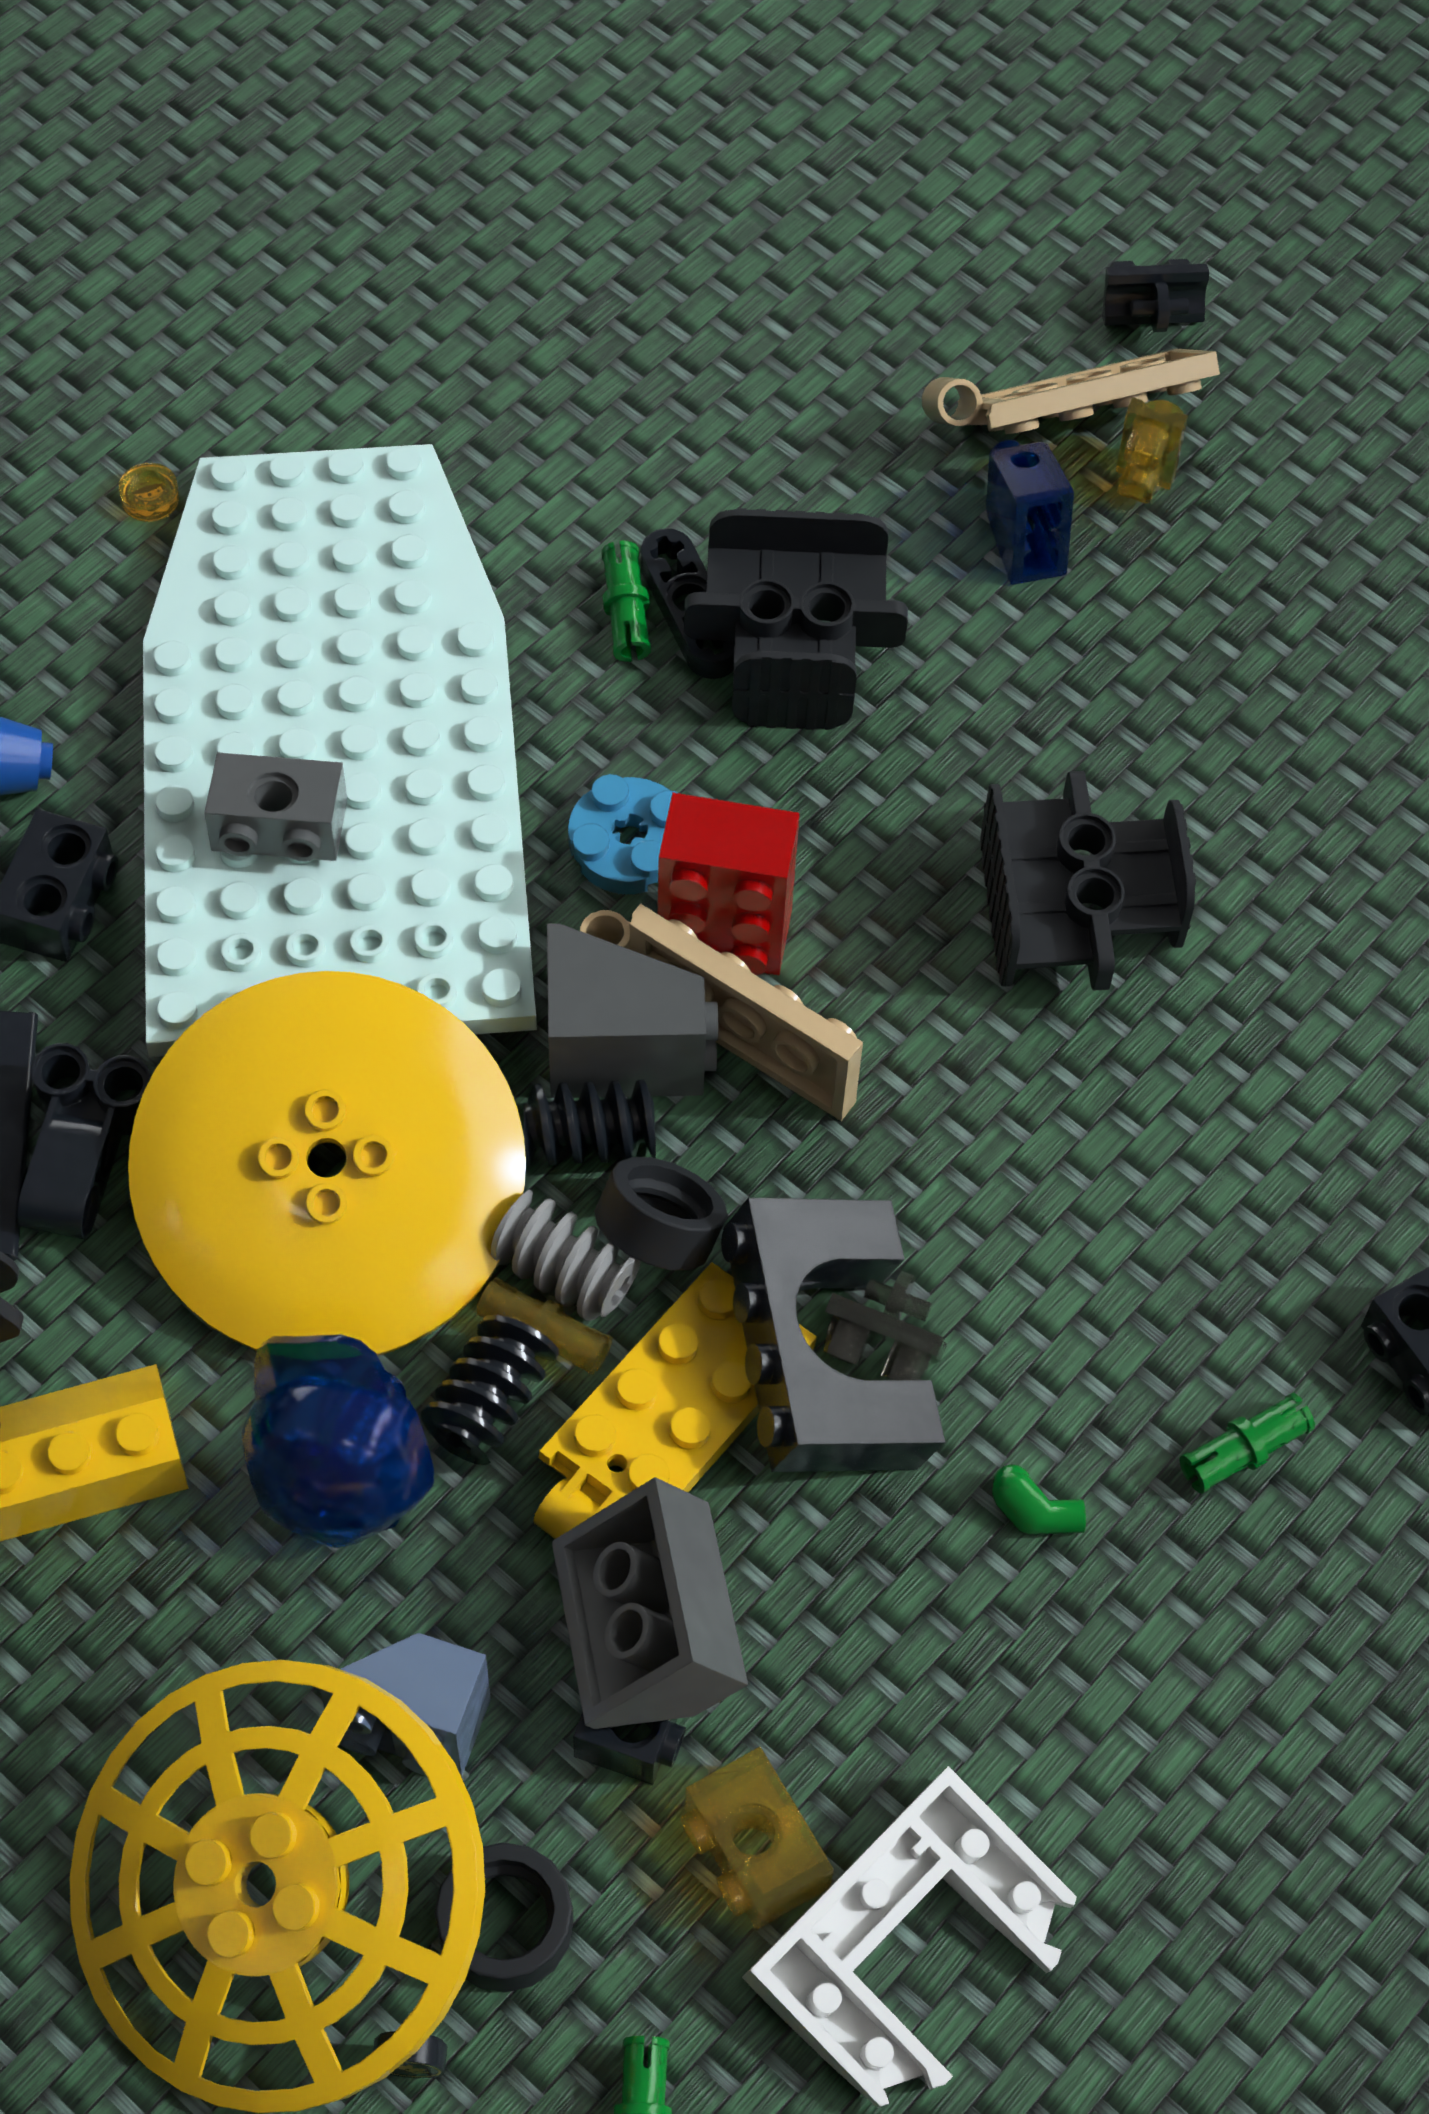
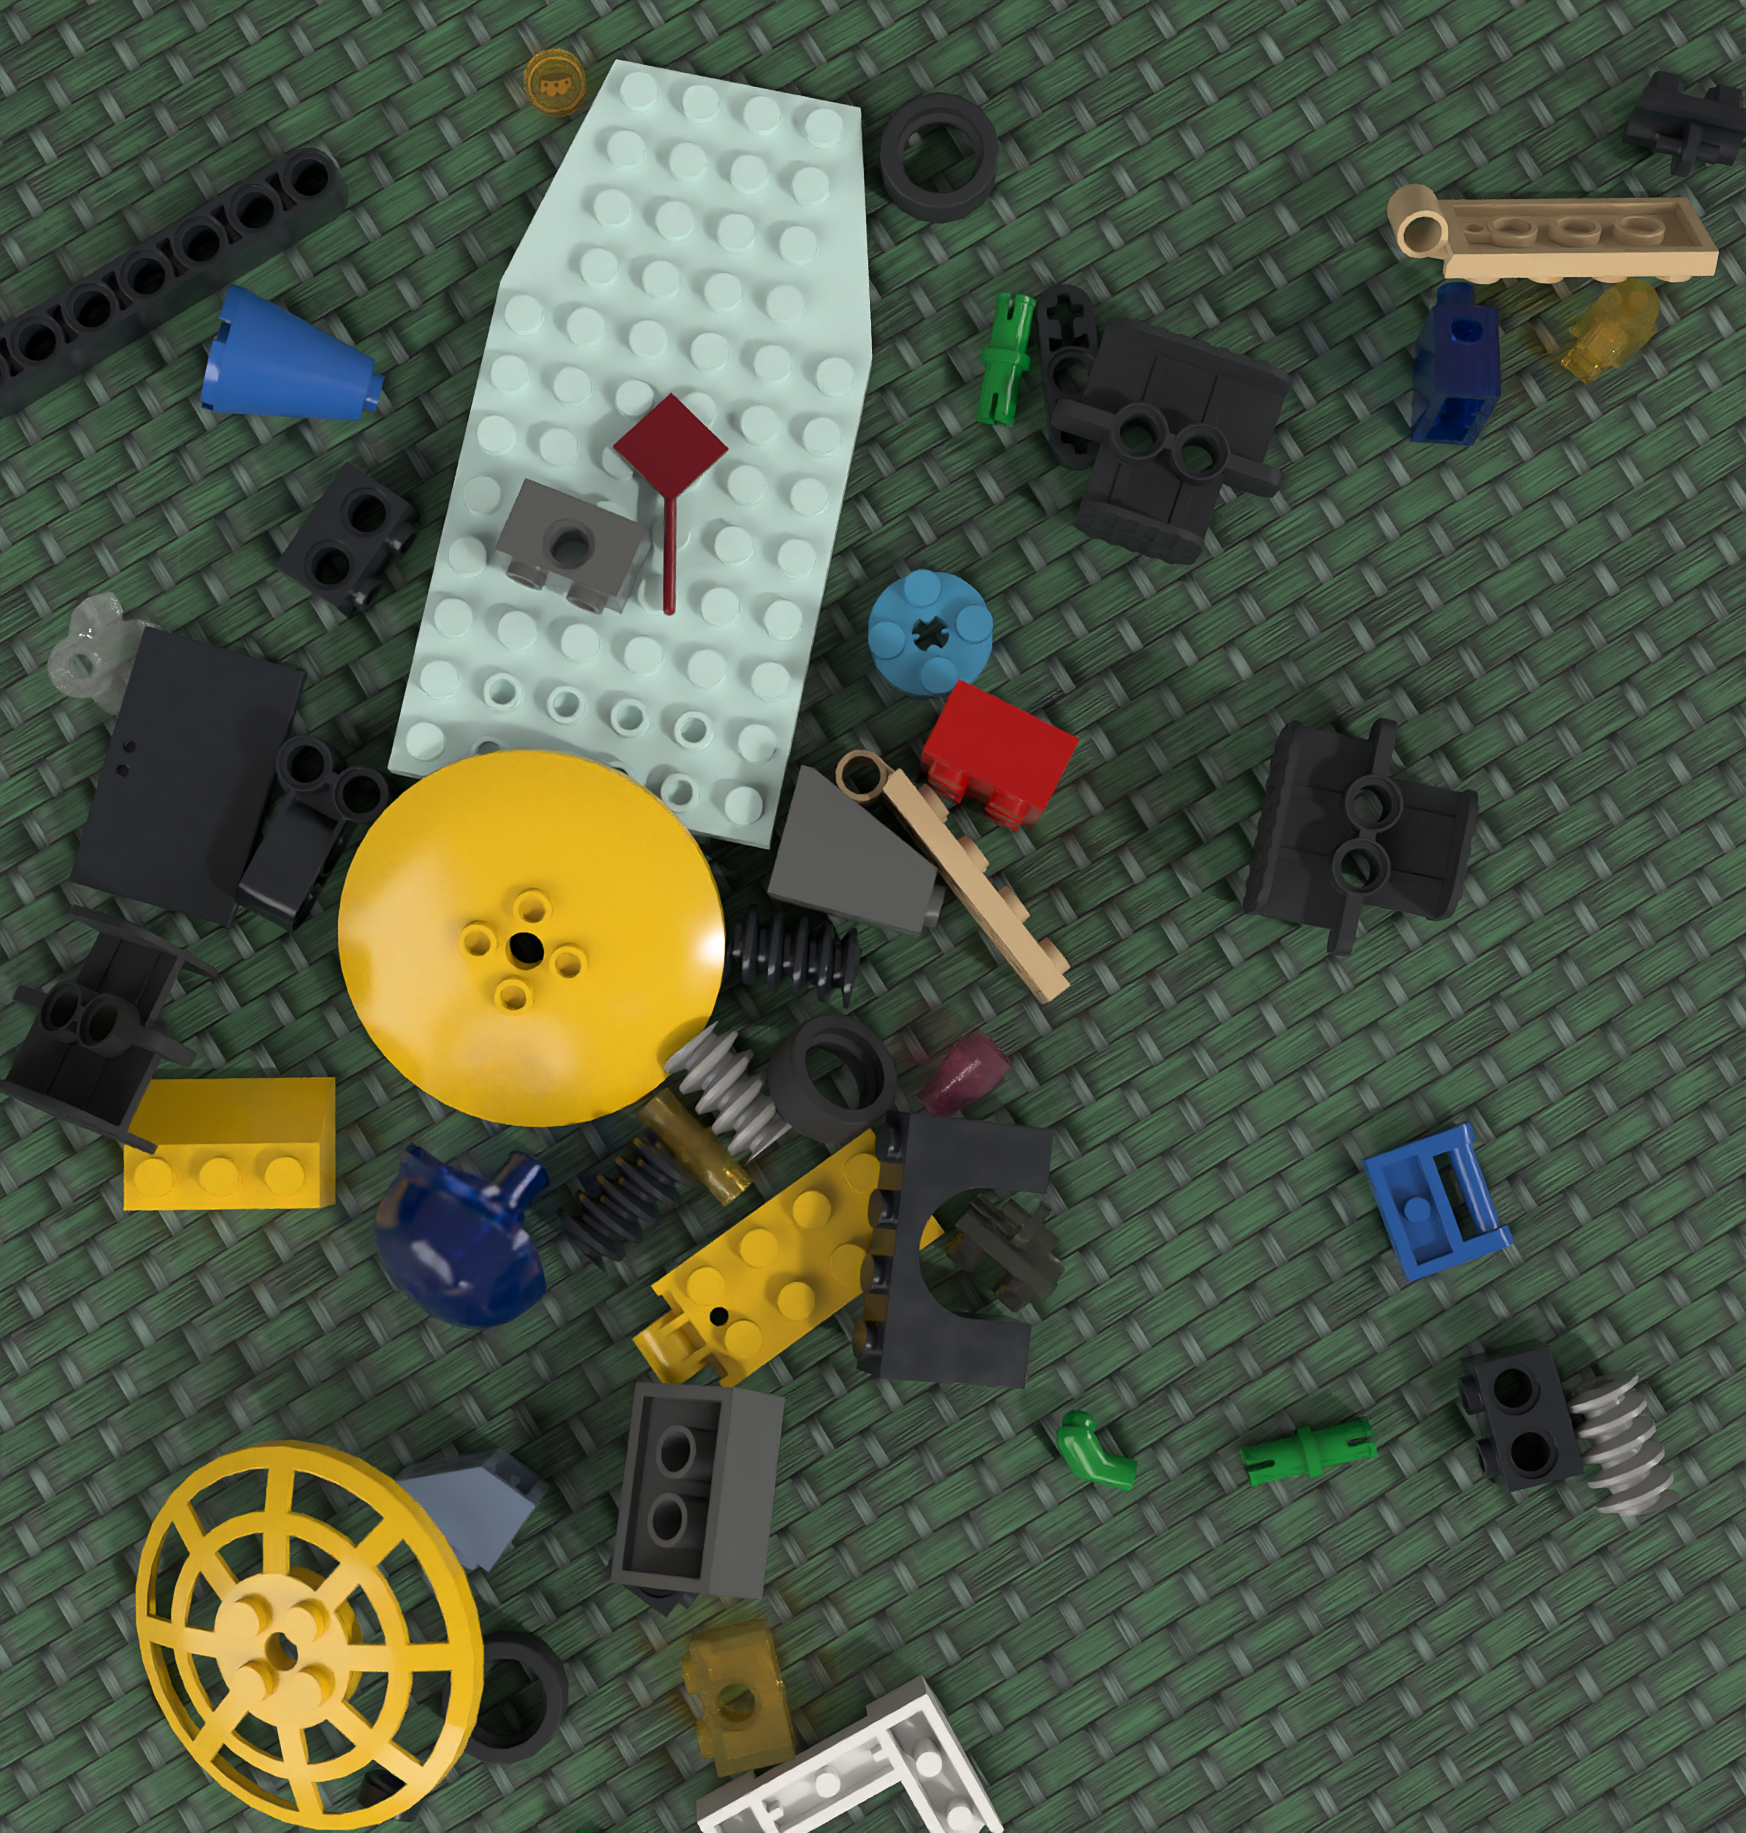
camera: 20 degrees right, 25 degrees up
(346, 727) = (670, 453): none -> dark red piece
(512, 430) = (946, 111): none -> black tyre
(796, 1174) = (965, 1074): none -> clear pink cone
(1267, 1193) = (1418, 1207): none -> blue plate

